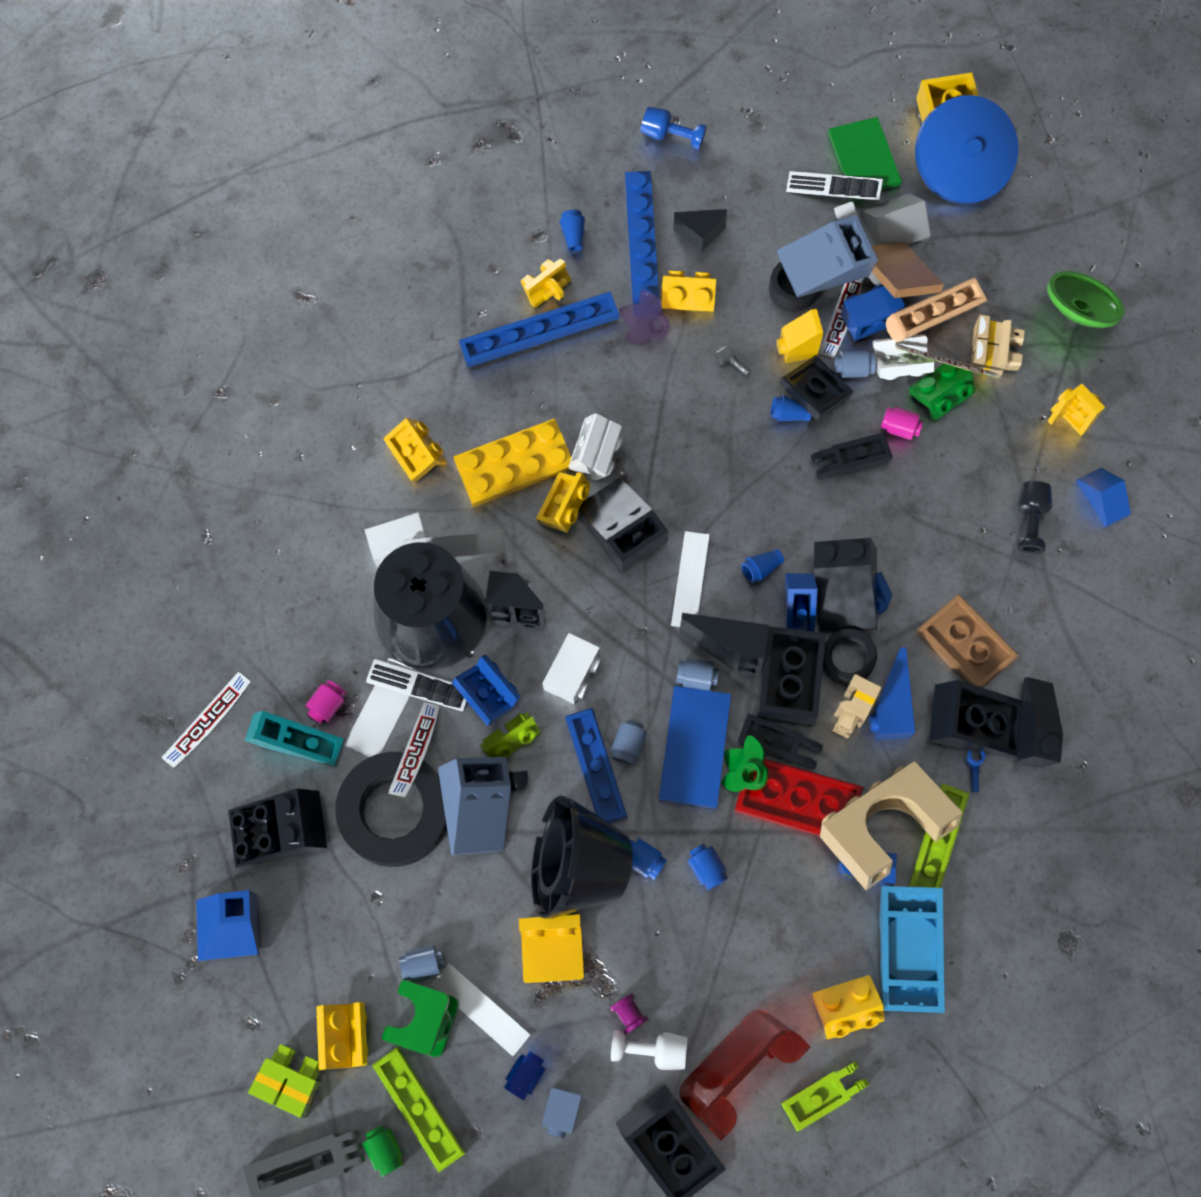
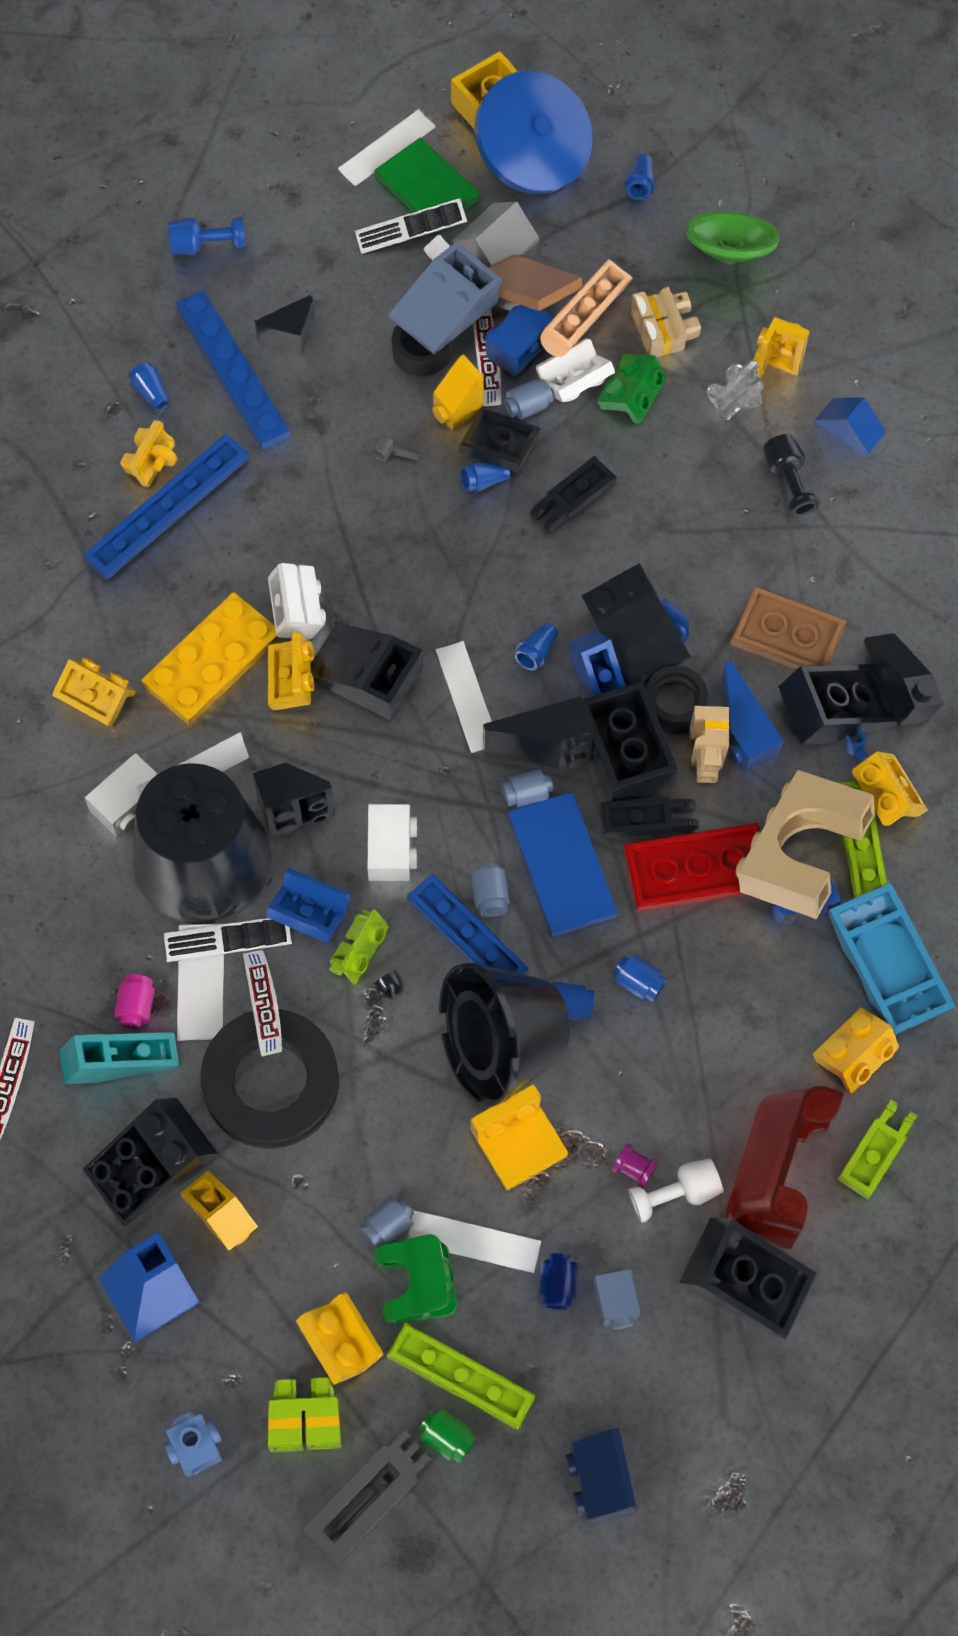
camera: 30 degrees left, 5 degrees down
(209, 1060) = (196, 1457): none -> medium blue brick
(305, 892) = (219, 1210): none -> yellow slope
(475, 803) = (359, 1025): sand blue slope -> none
(640, 317) = (273, 447): clear purple plate -> none
(688, 292) = (311, 399): yellow bracket -> none
(743, 765) = (624, 855): green plate -> none
(848, 113) = (385, 147): none -> white sticker
(902, 423) = (608, 438): dark pink brick -> none
(946, 361) = (623, 355): sticker -> none
(982, 809) = (891, 788): none -> yellow bracket
(1027, 430) = (741, 390): none -> clear hips
(1035, 222) = (640, 179): none -> blue cone

